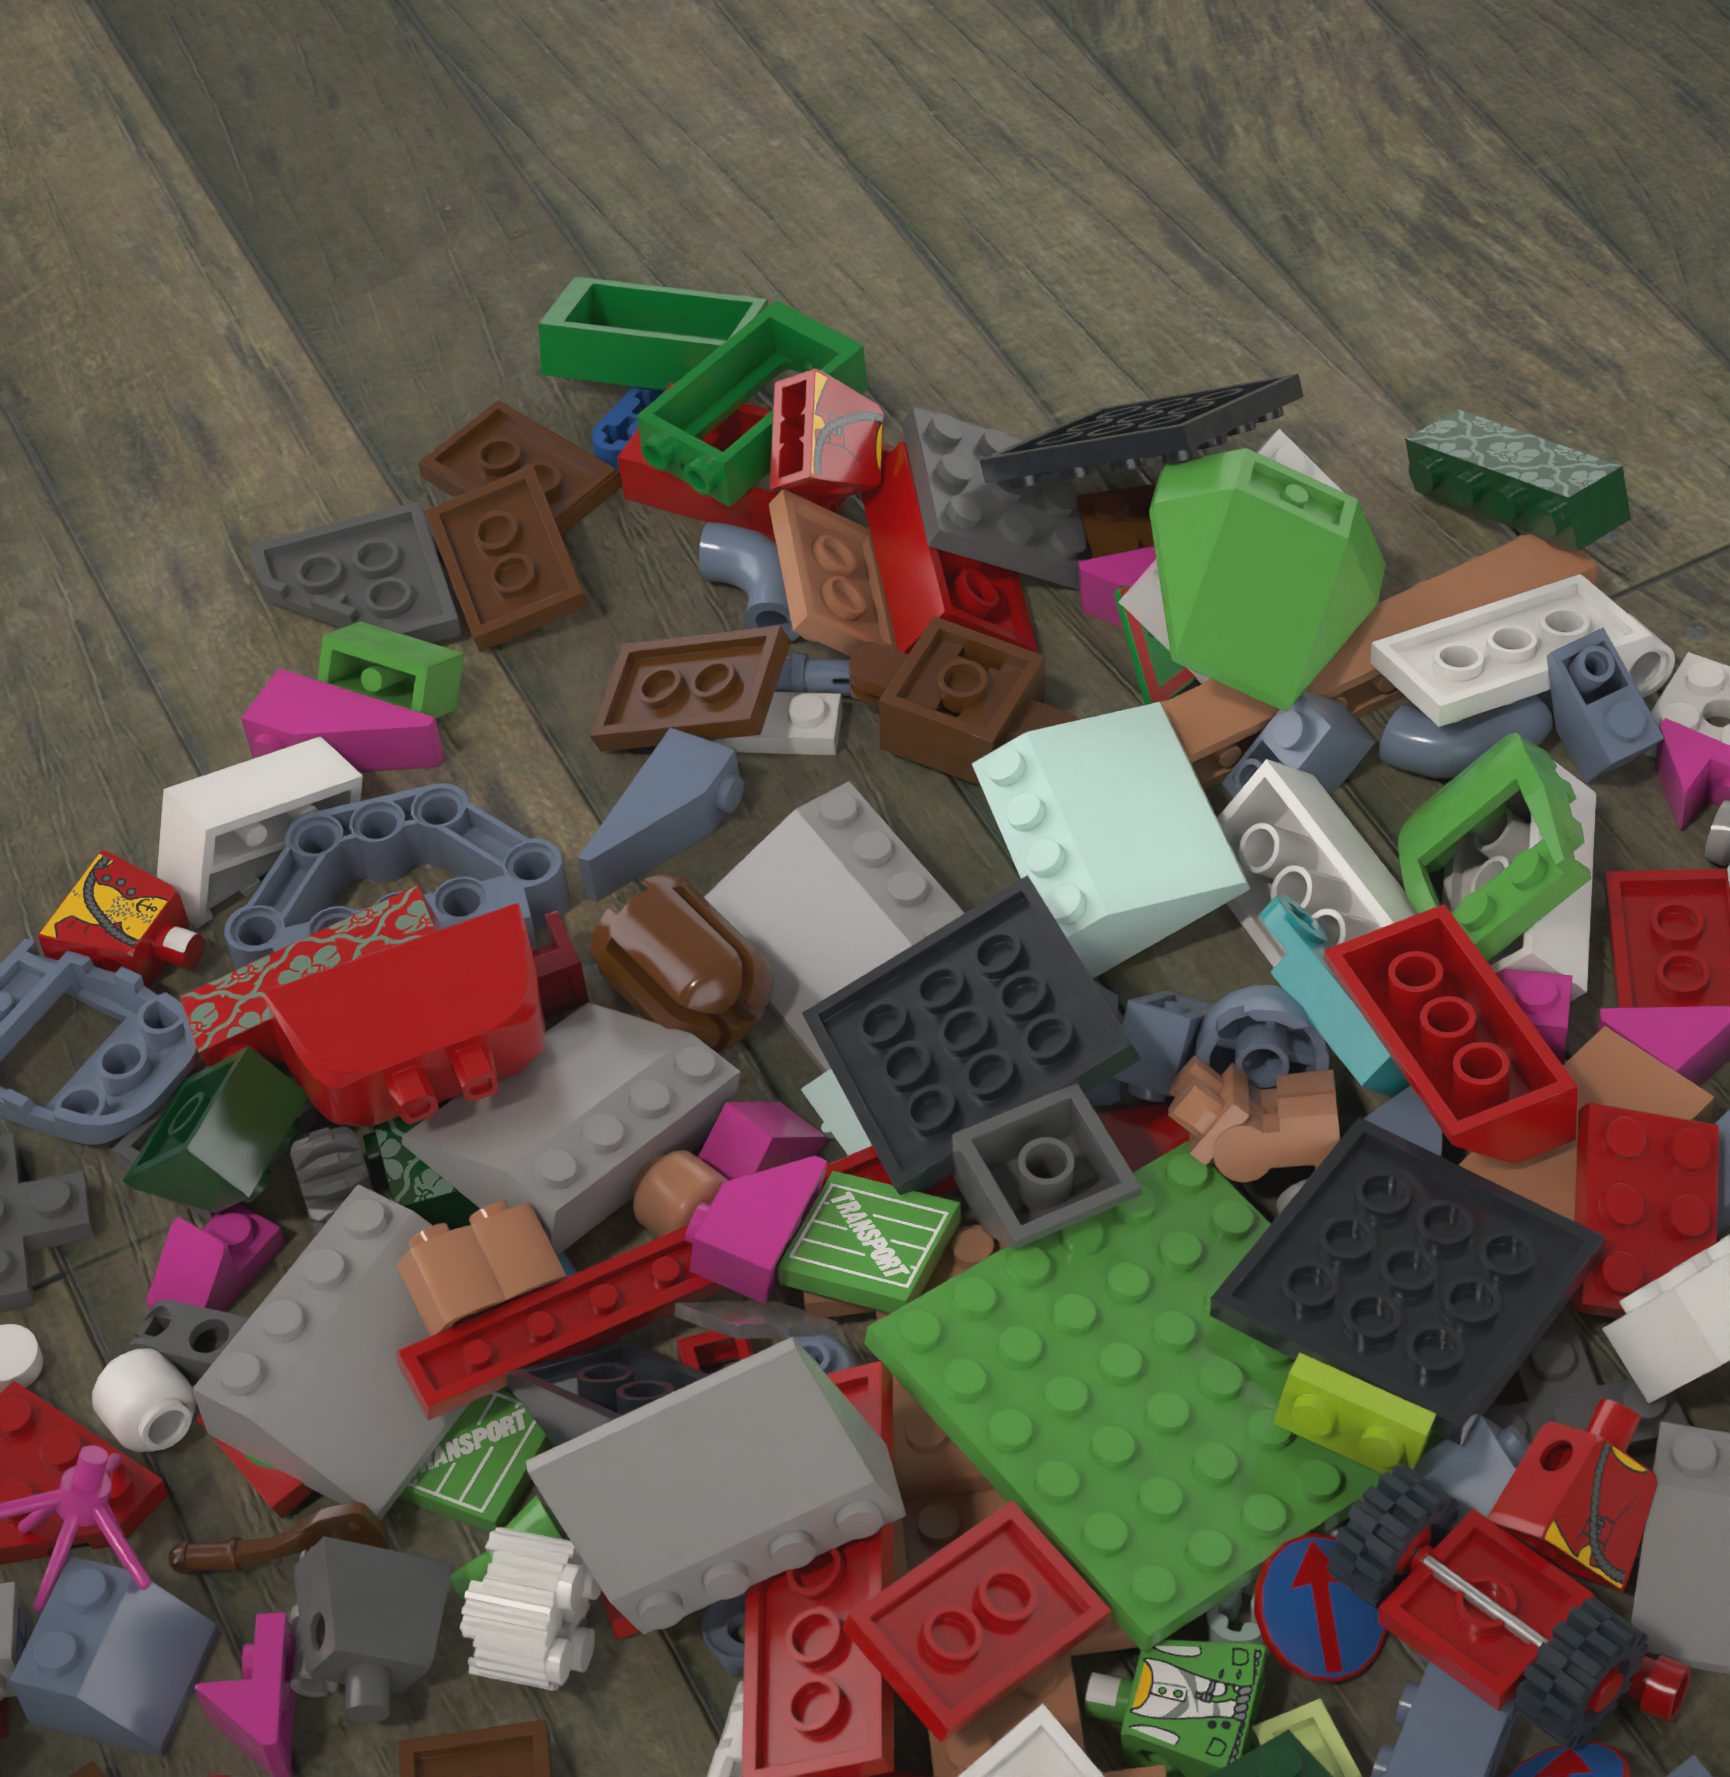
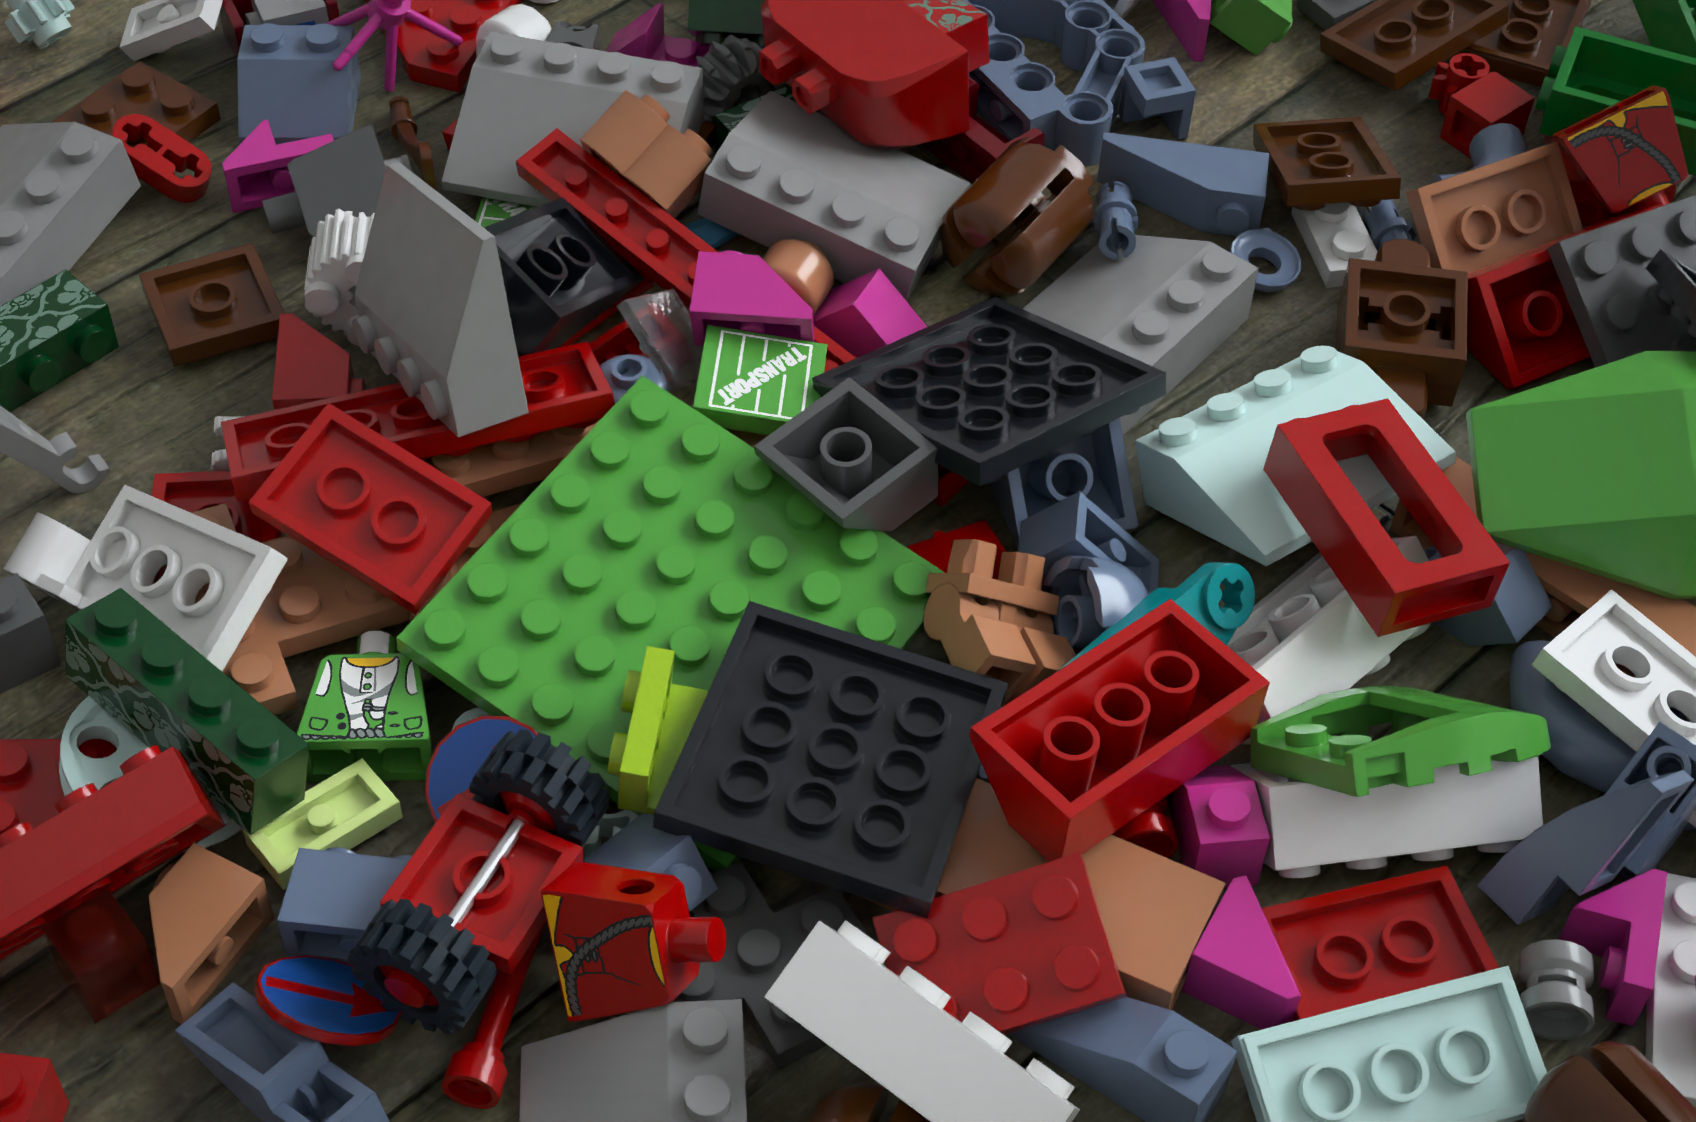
camera: 65 degrees right, 0 degrees up
(527, 791) = (1155, 91): none -> sand blue panel
(609, 548) = (1456, 75): none -> red gear
(658, 1707) = (309, 366): none -> red slope
(665, 544) = (1483, 104): none -> red panel
(719, 888) = (1115, 220): none -> sand blue pin
(789, 773) = (1273, 248): none -> sand blue piece
(1254, 798) = (1353, 542): none -> red piece
(1641, 754) = (1580, 847): none -> sand blue slope

